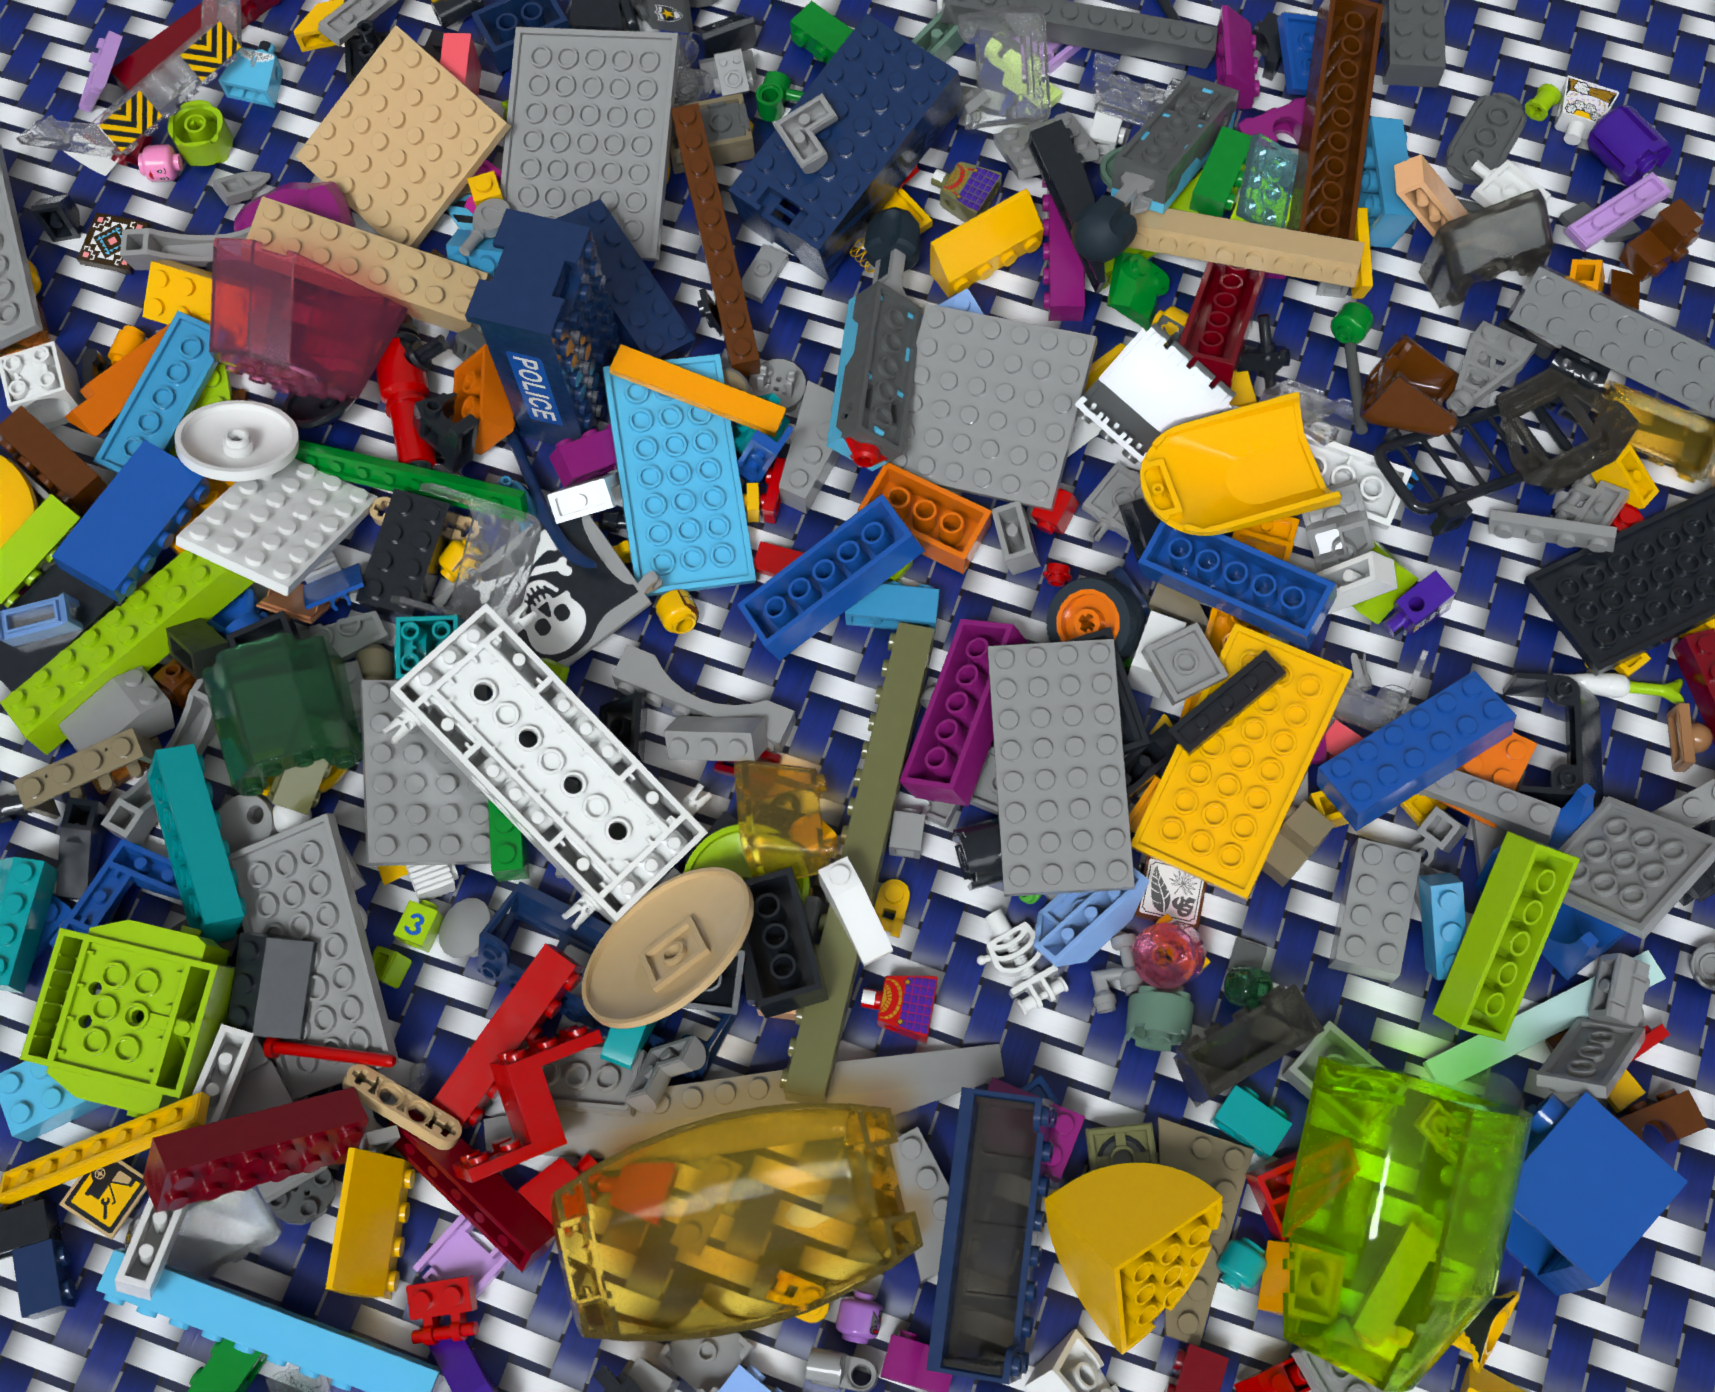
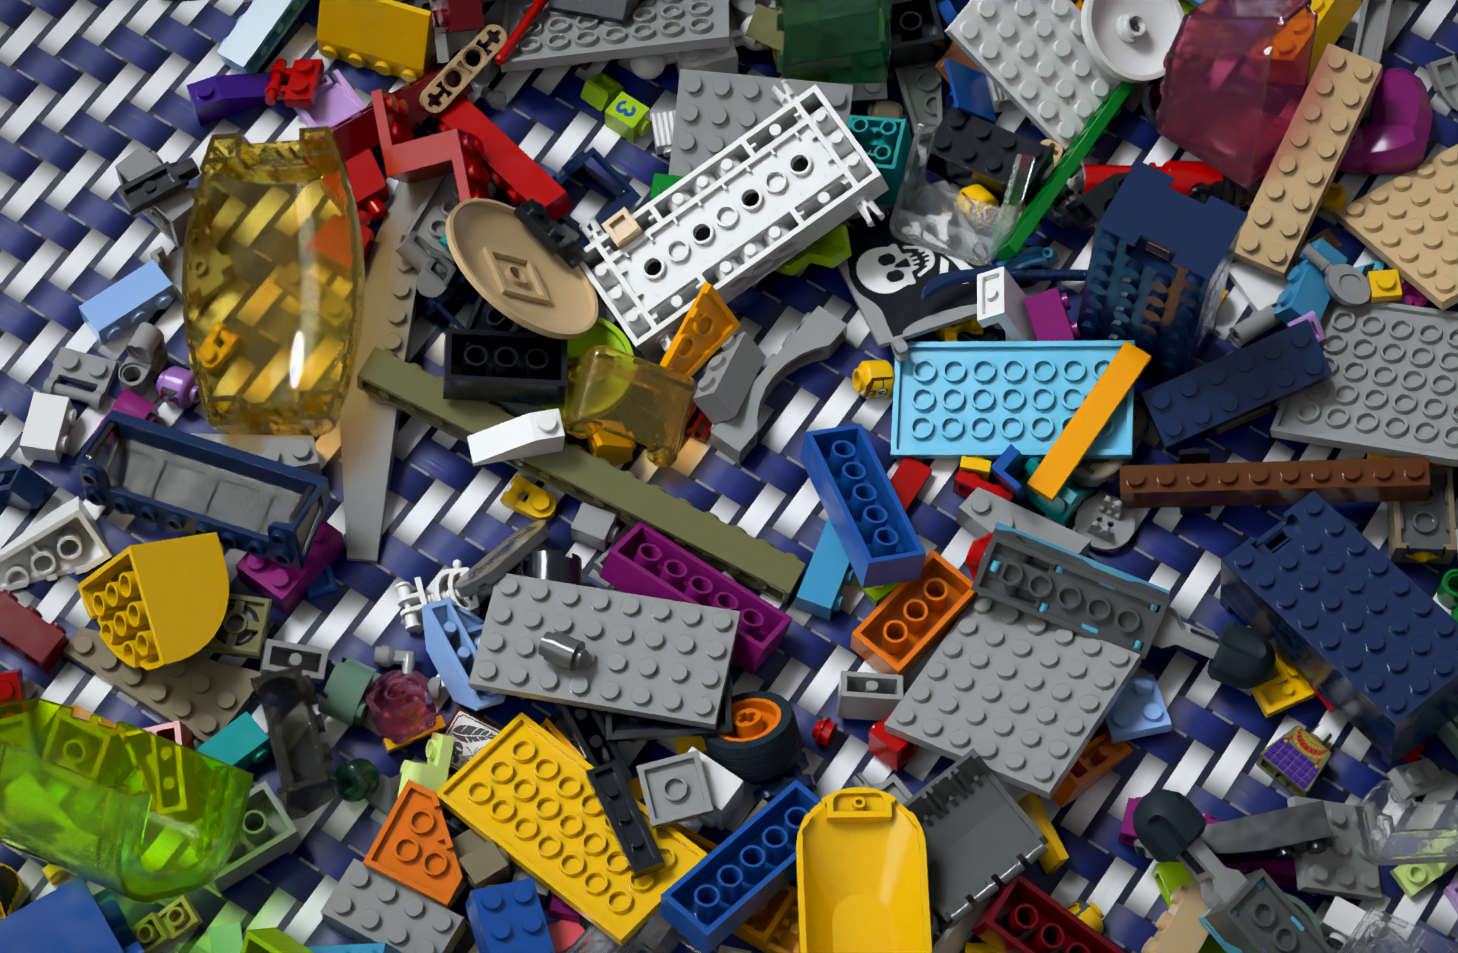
camera: 100 degrees right, 5 degrees down
(462, 927) = (617, 150): light grey dish -> none
(580, 870) = (622, 228): none -> tan tile
(601, 946) = (550, 233): none -> black hinge
(627, 722) = (765, 313): black slope -> none
(682, 767) = (701, 332): none -> light orange wing
(763, 273) = (1233, 530): light grey plate -> none
(799, 132) = (1350, 552): light grey brick -> none
(904, 1005) = (433, 487): torso -> none
(975, 905) = (503, 558): none -> dark grey tile
(986, 243) = (1220, 755): yellow slope -> none
(1084, 794) = (563, 650): none -> dark grey brick
(1136, 288) = (1130, 891): green slope -> none
(1145, 1085) = (283, 655): none -> light grey brick
(1230, 919) = (430, 774): none -> yellowish green plate
(1241, 1263) = (117, 702): teal head -> none
(1308, 897) = (417, 846): none -> orange plate

